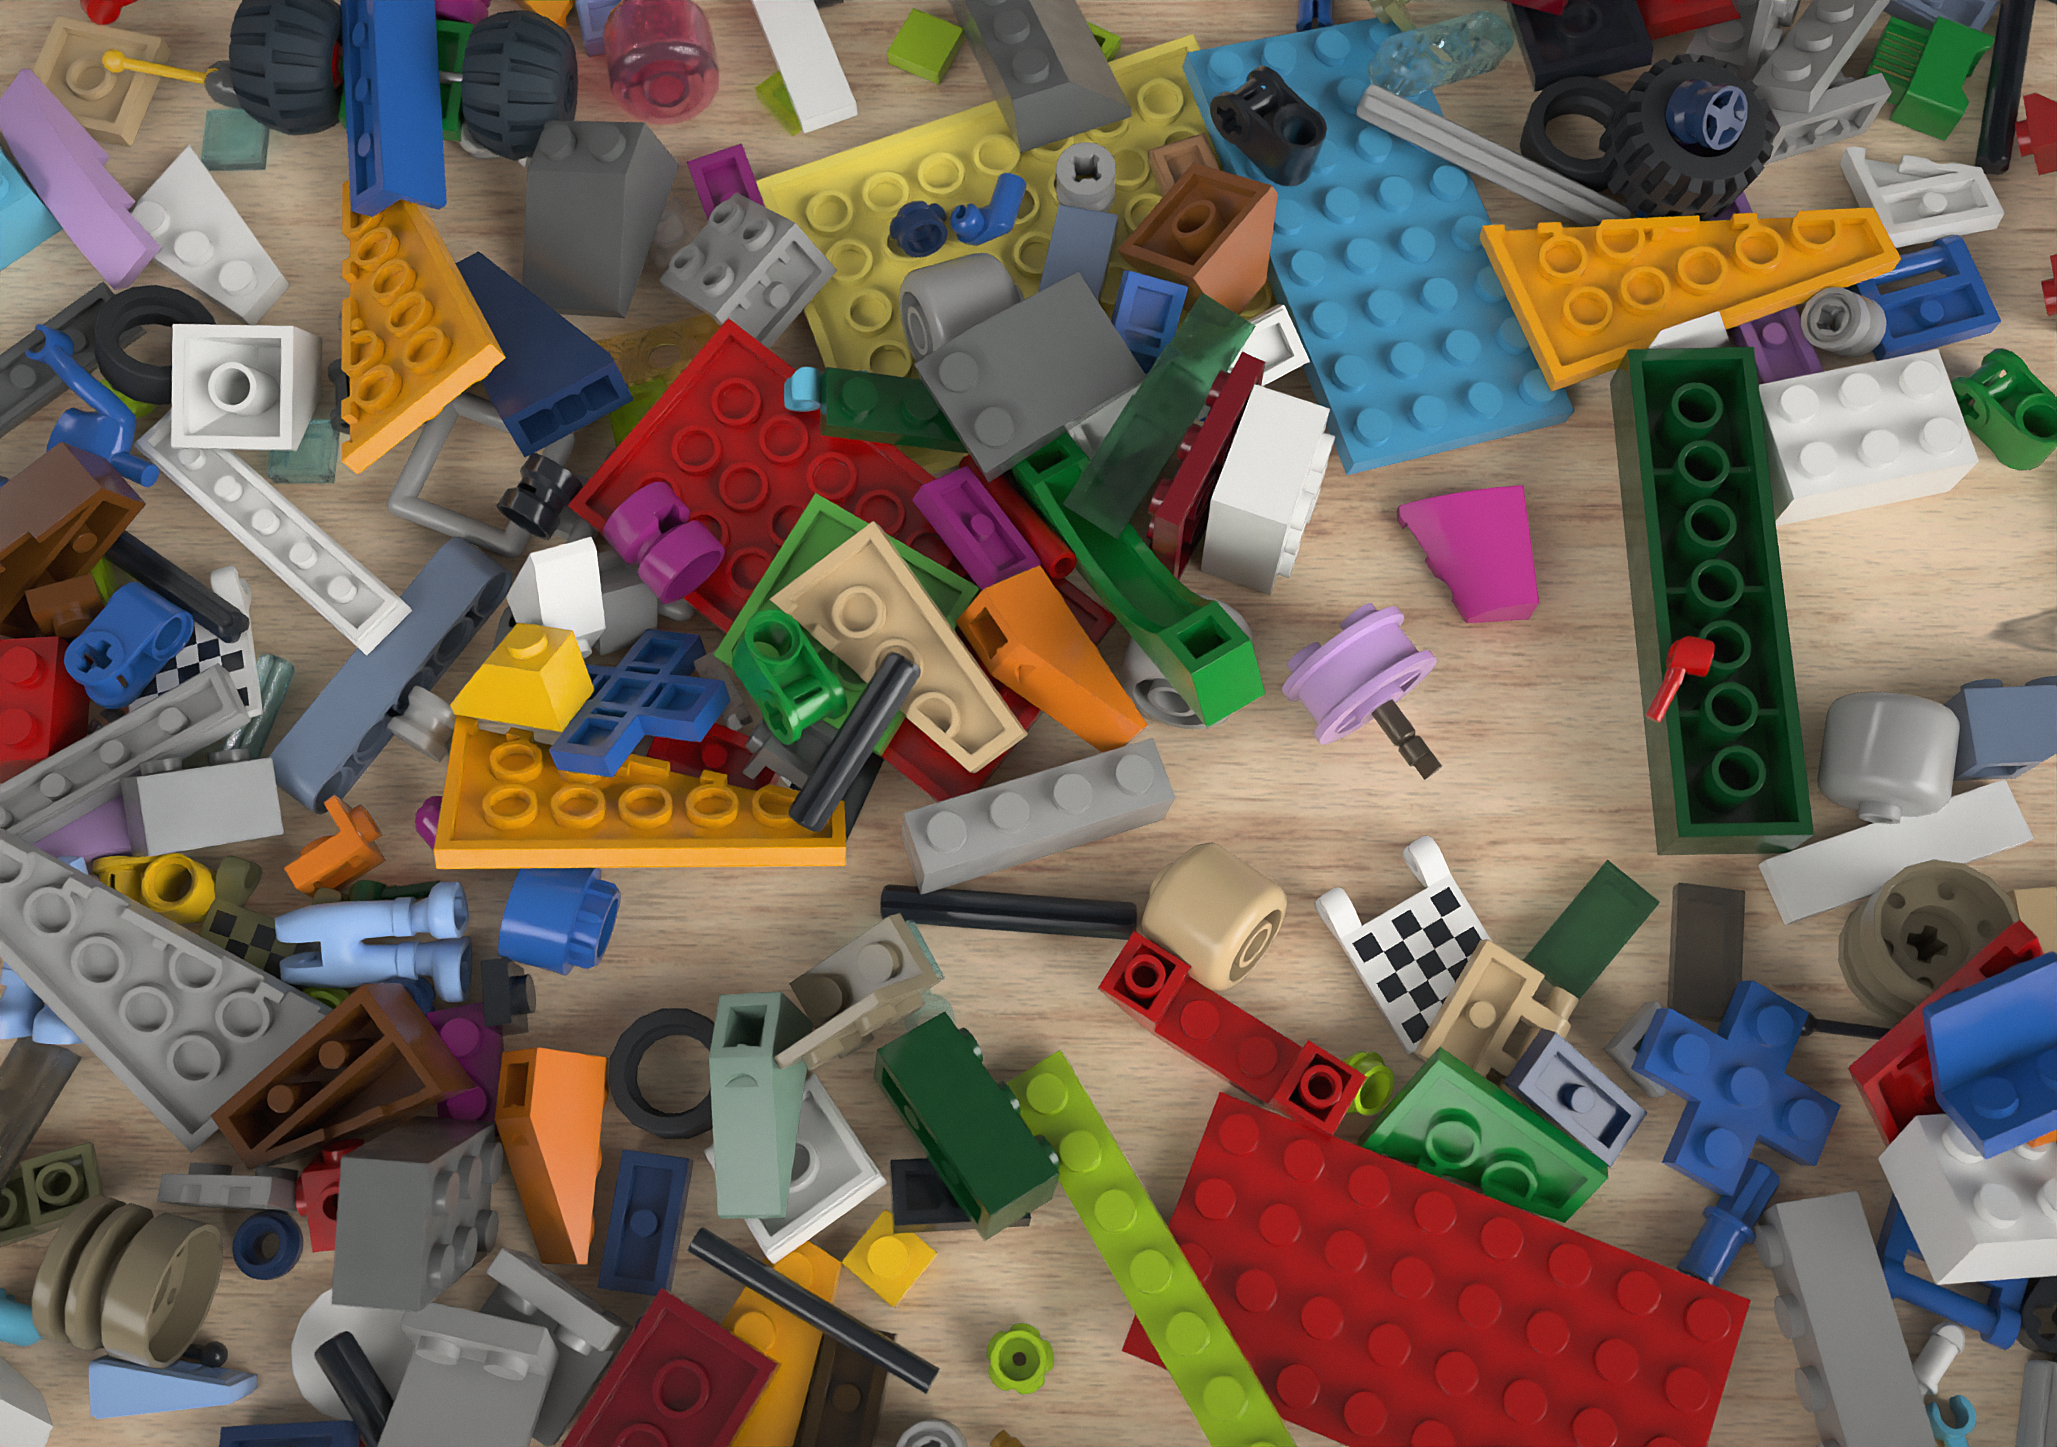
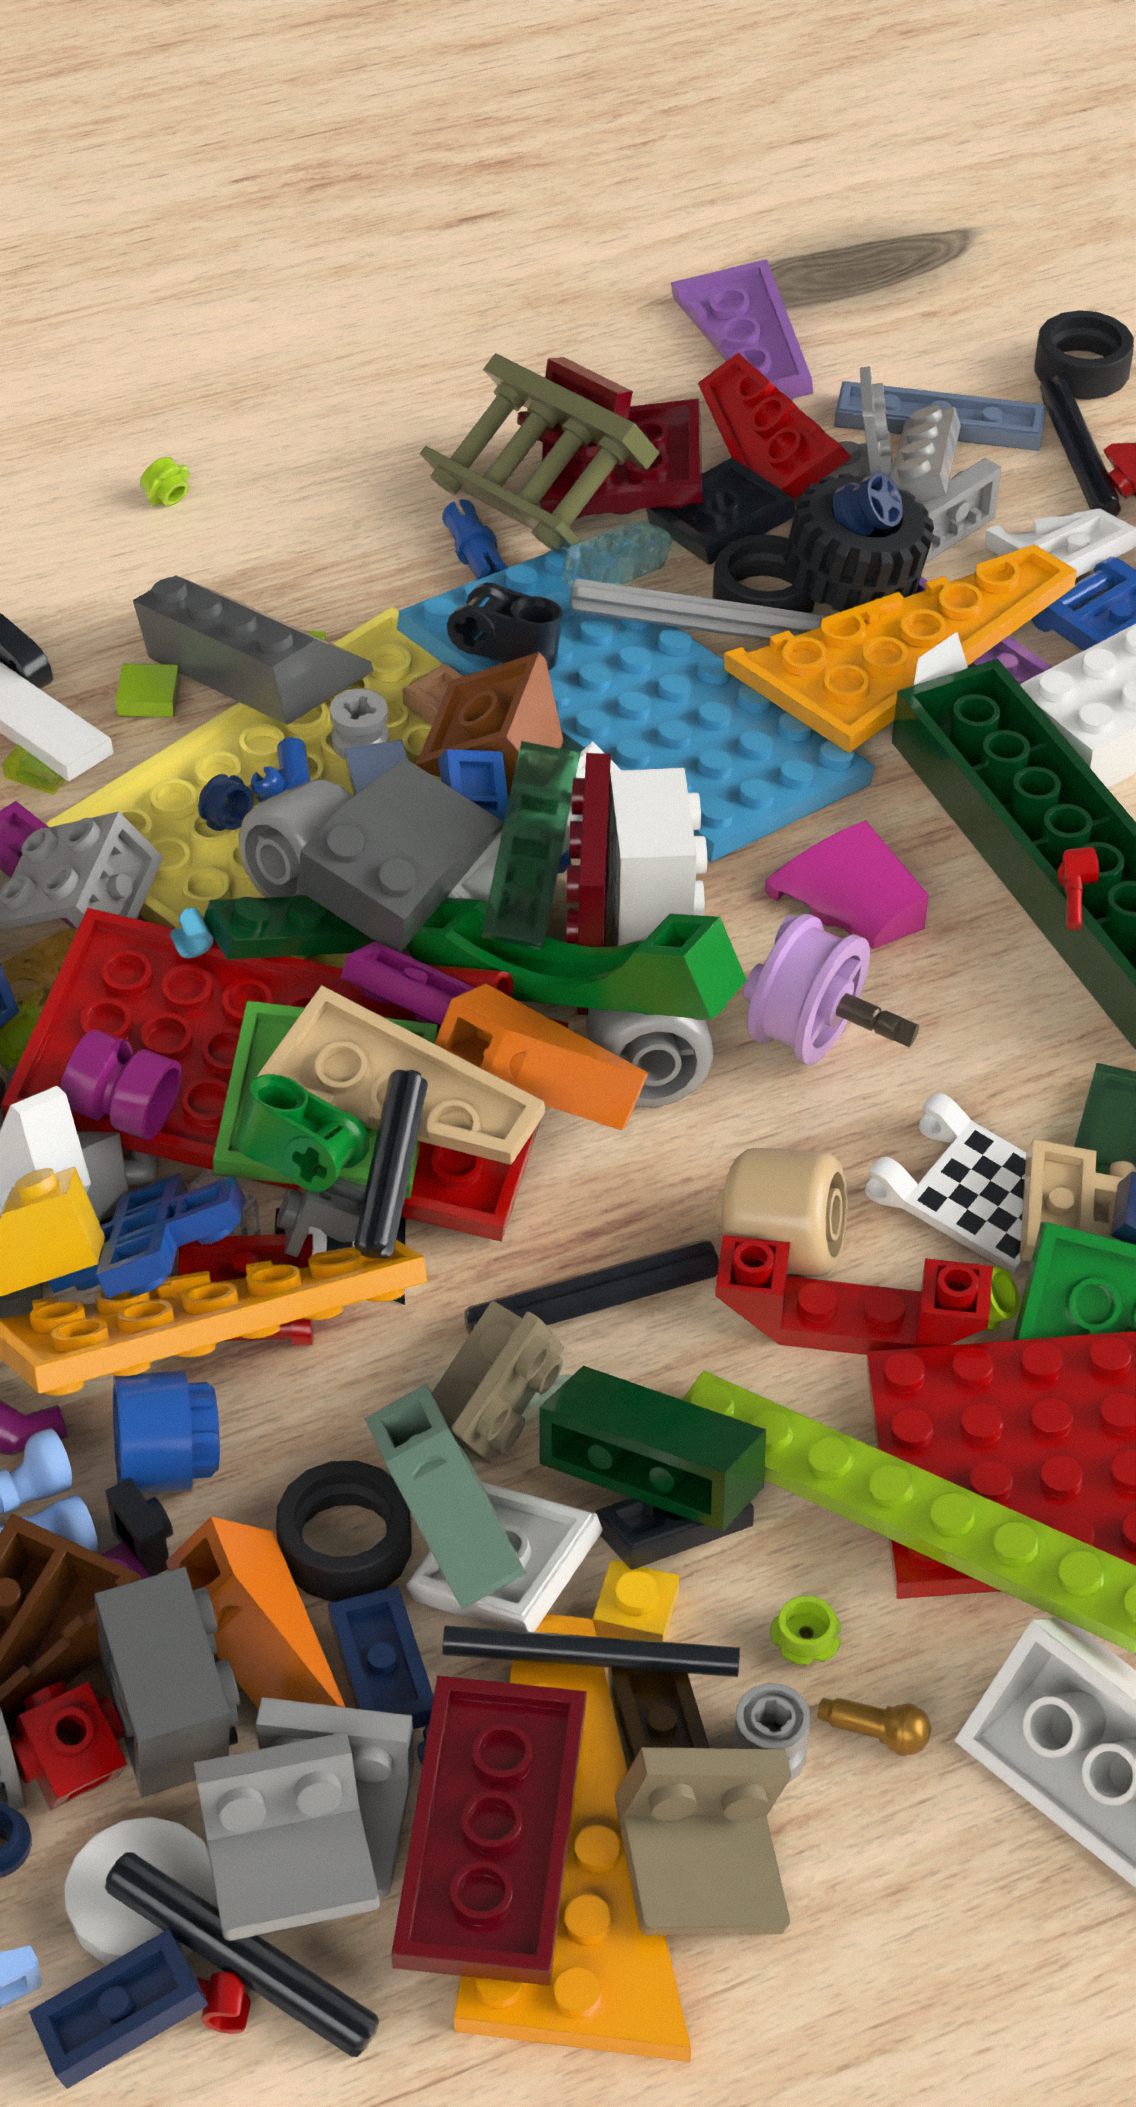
camera: 30 degrees left, 25 degrees down
(1036, 815) = (579, 1194): light grey brick -> none
(1856, 329) = (1065, 640): light grey wheel -> none
(1928, 71) = (1025, 454): green piece -> none

